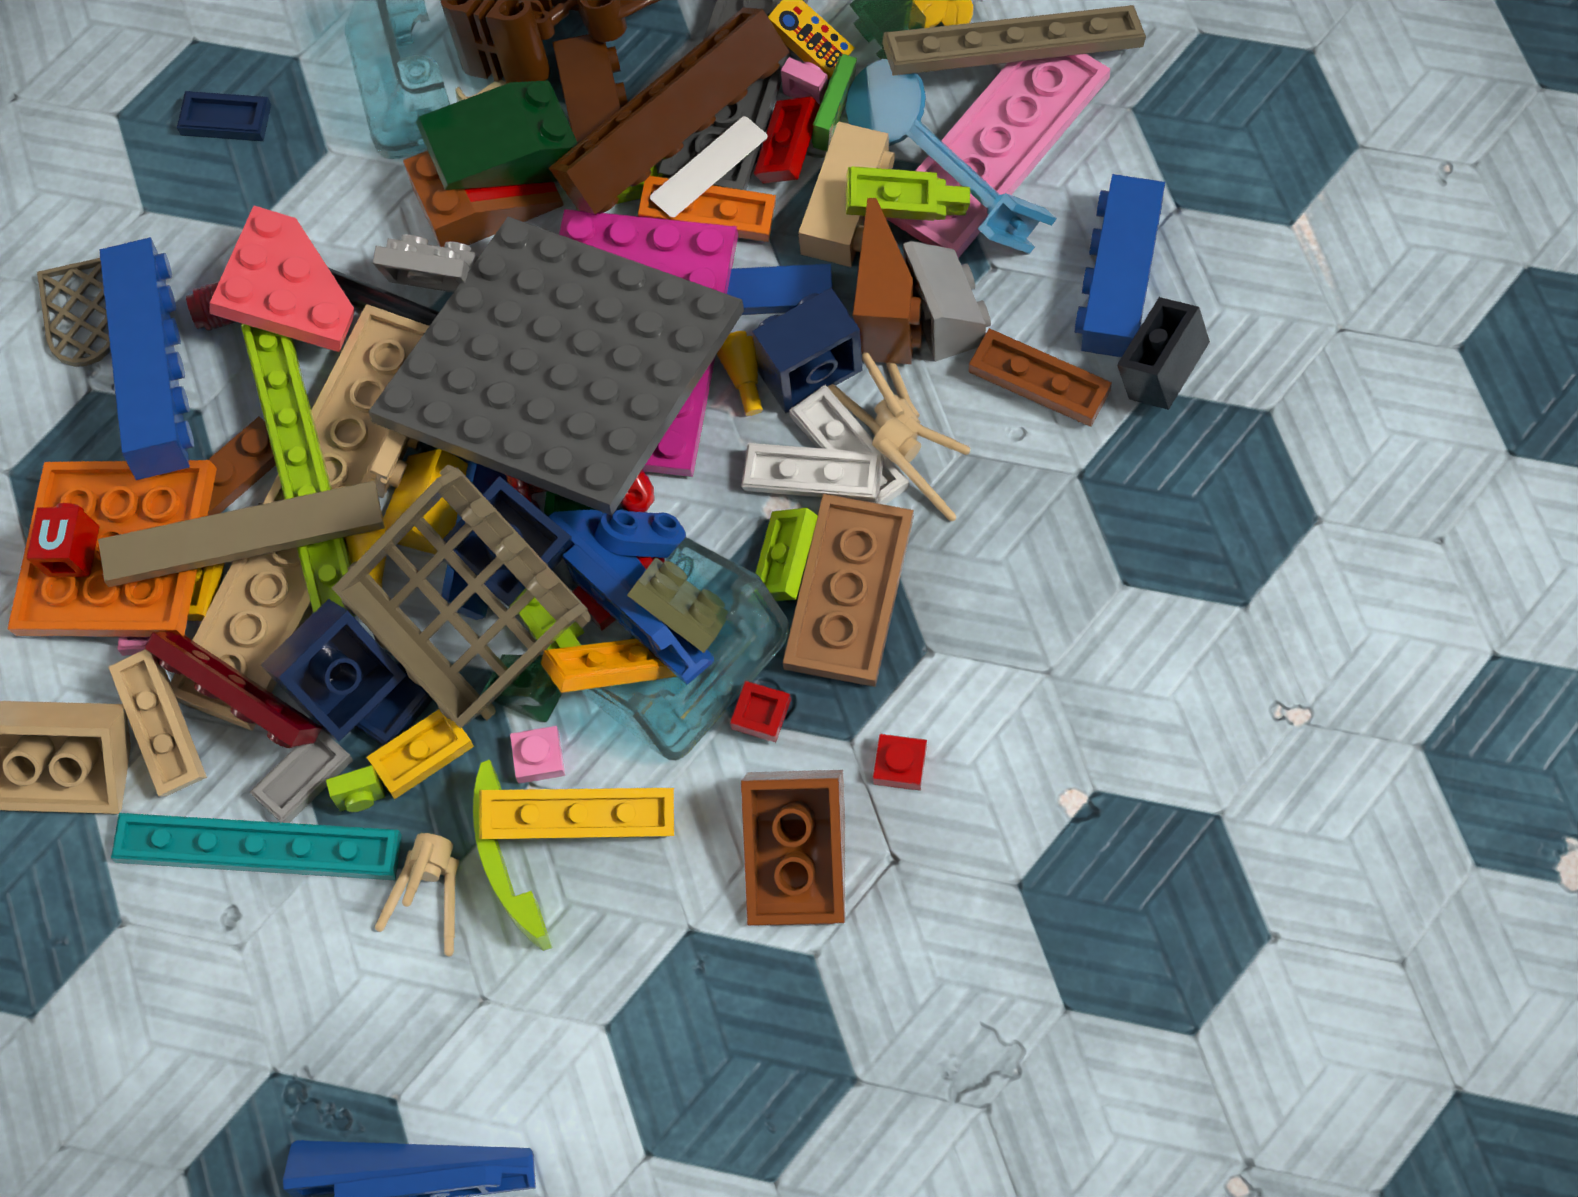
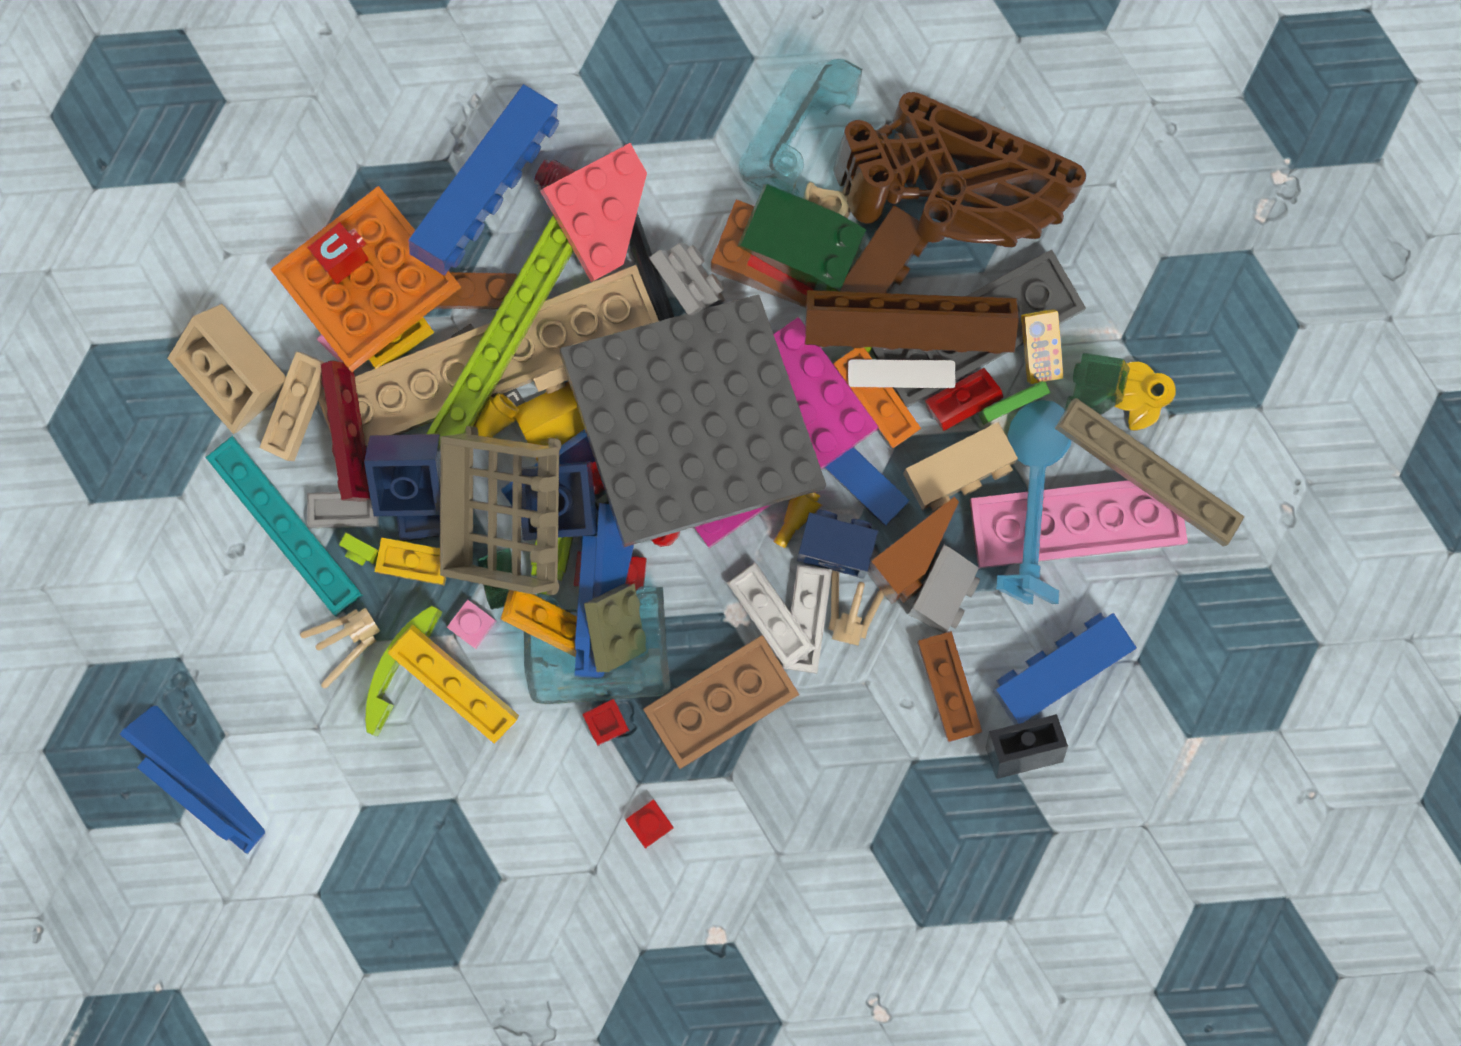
camera: 40 degrees right, 15 degrees up
(46, 301) = (460, 98): dark tan window -> none
(224, 116) = (676, 57): dark blue tile -> none
(240, 533) = (432, 347): dark tan tile -> none
(639, 533) = (644, 562): blue plate -> none
(786, 551) = (707, 647): lime plate -> none
(794, 847) = (548, 814): dark orange slope -> none
(803, 80) = (1012, 373): bright pink plate -> none
(901, 446) = (826, 653): tan plant -> none
(904, 194) = (983, 506): lime hinge -> none

